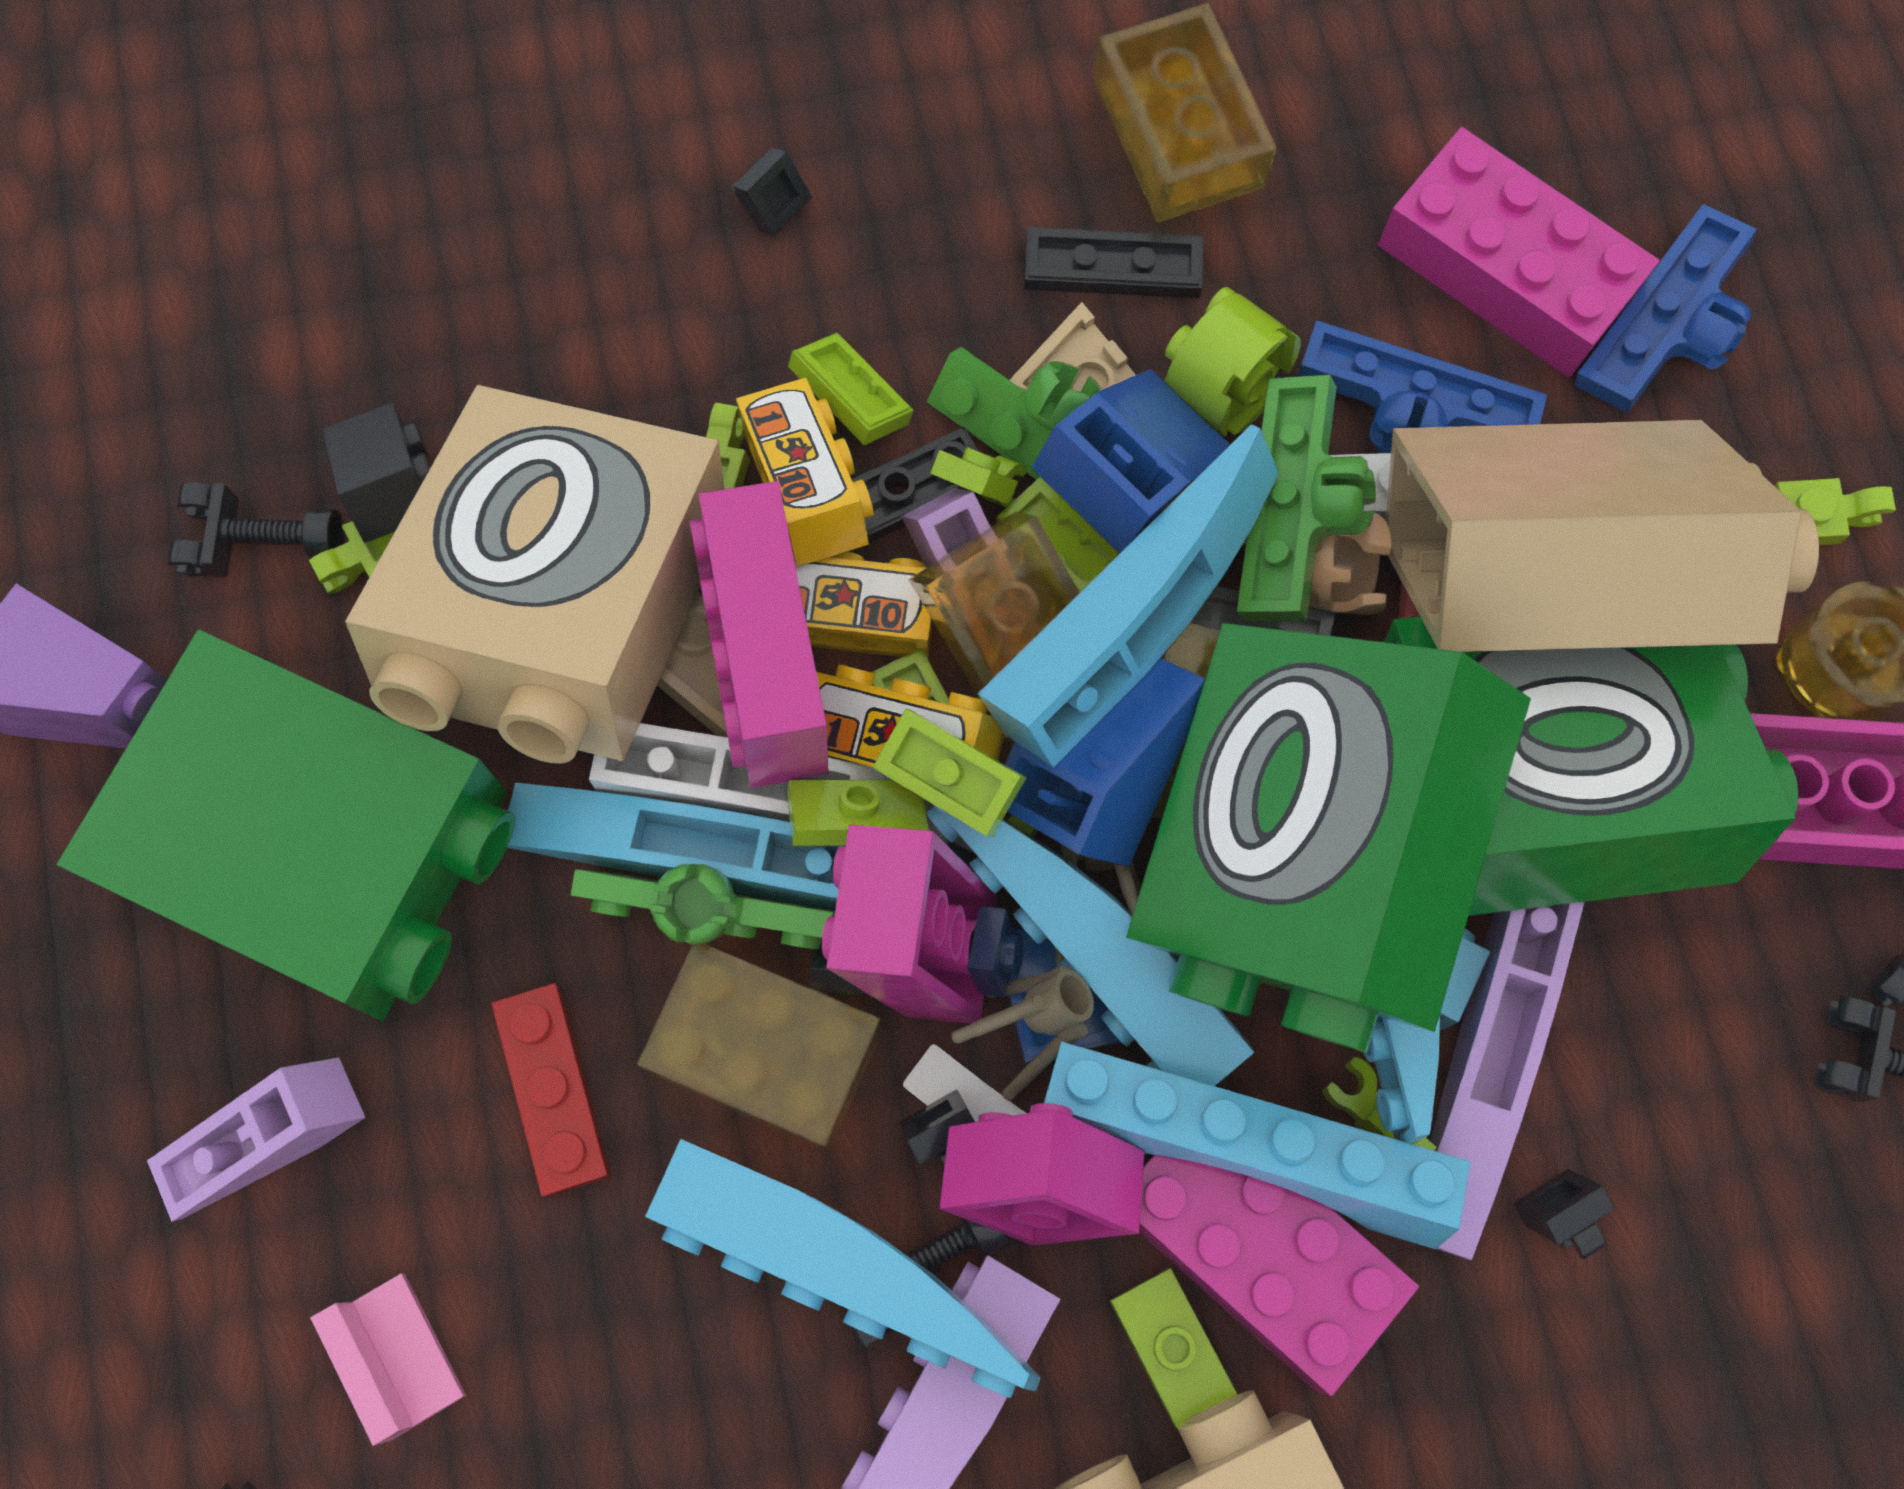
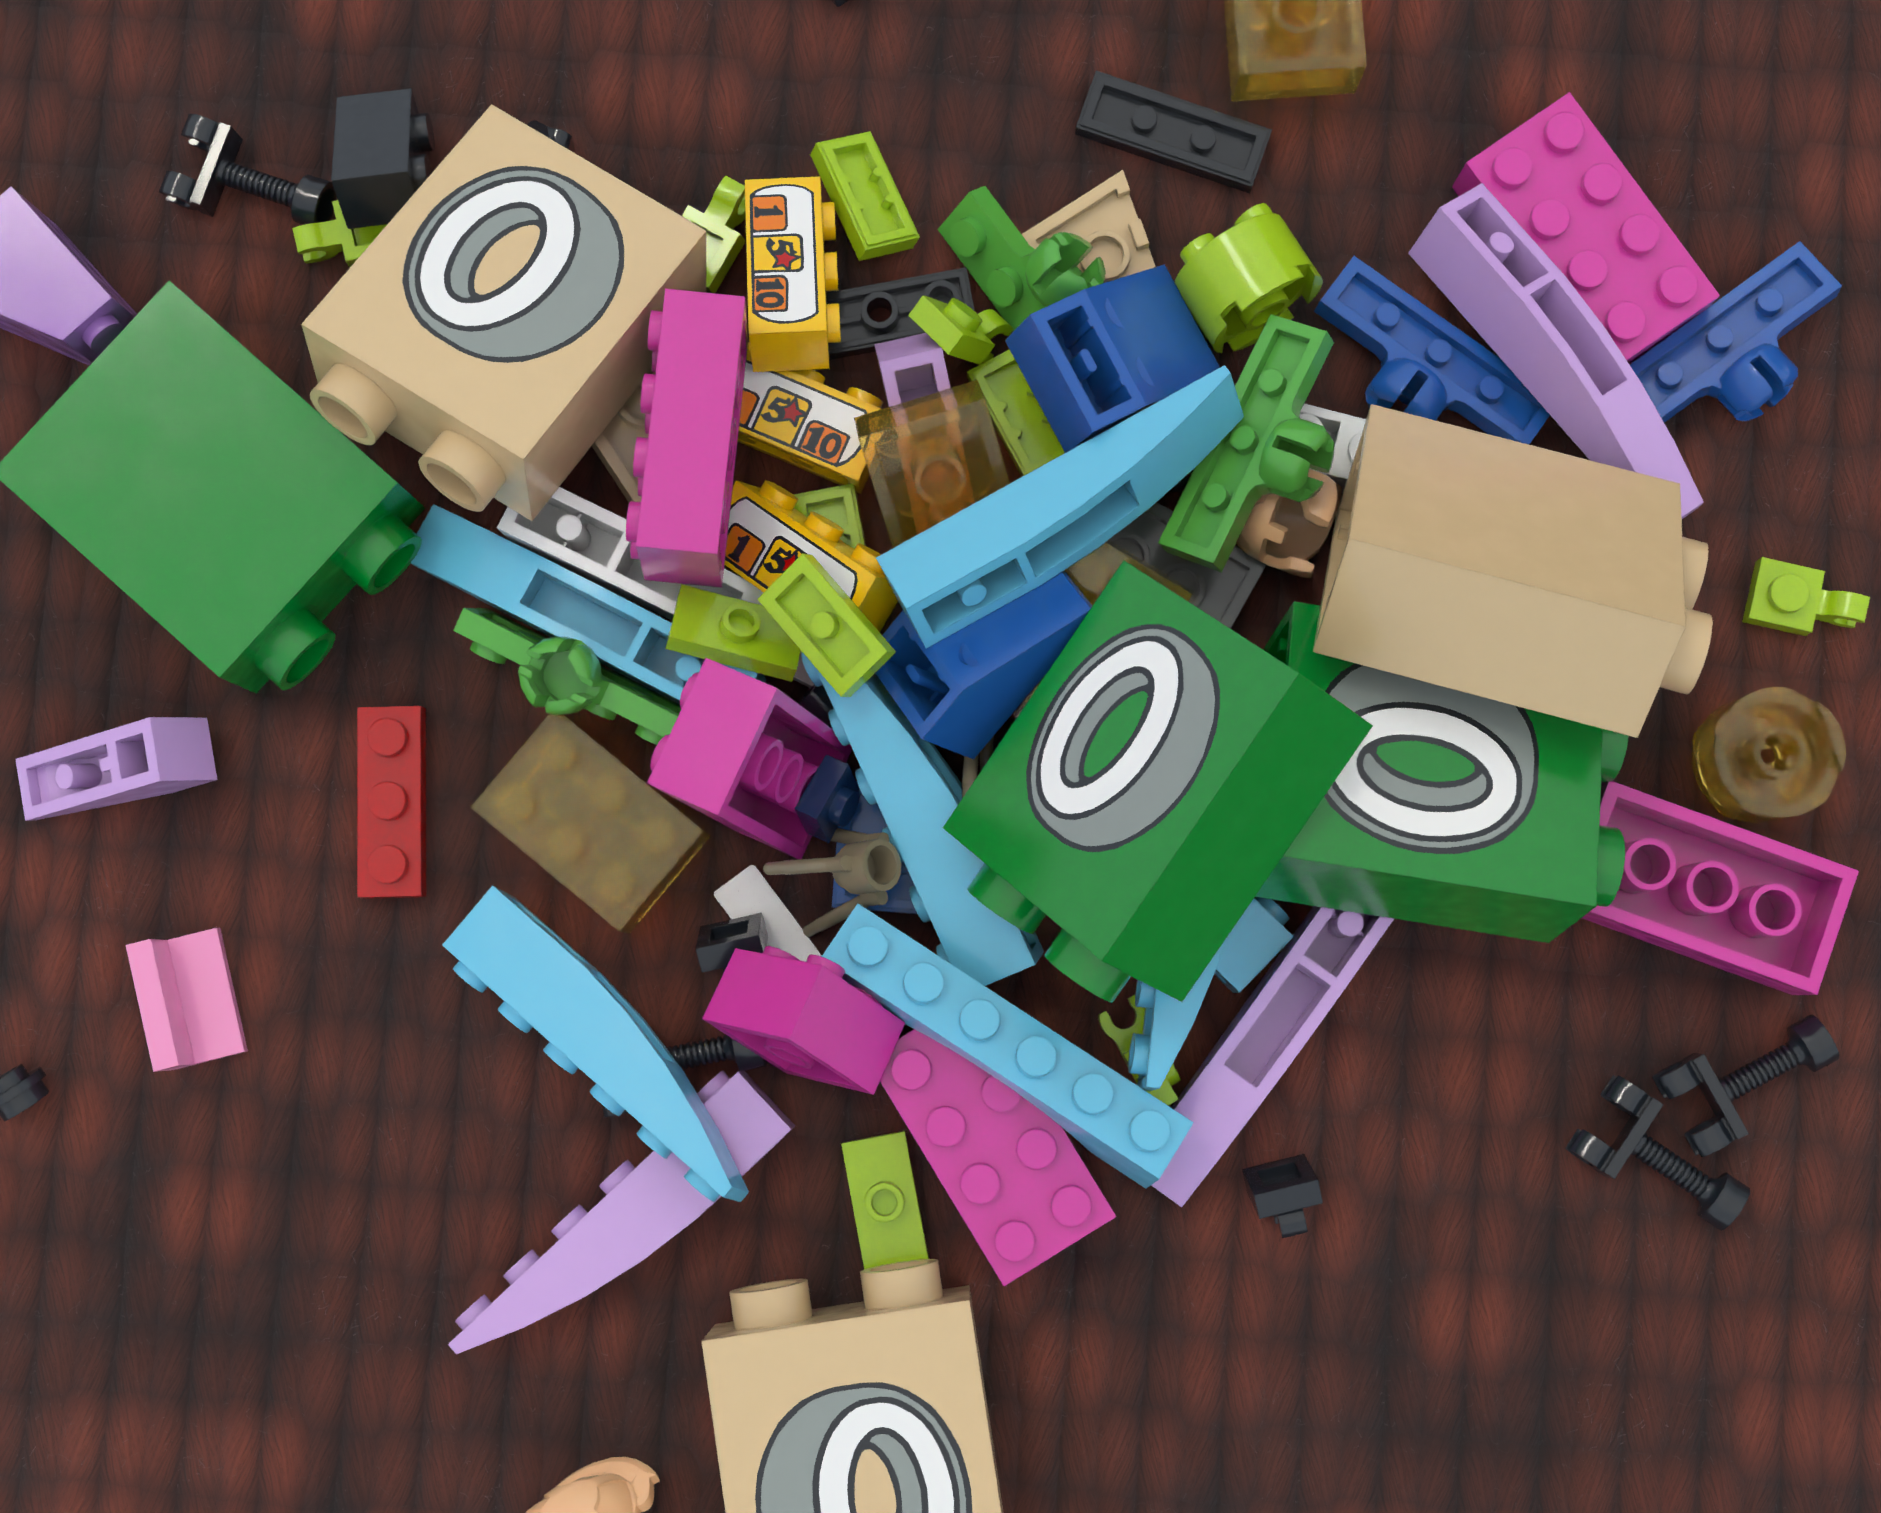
camera: 25 degrees right, 10 degrees up
(1512, 332) = (1548, 337): none -> lavender slope

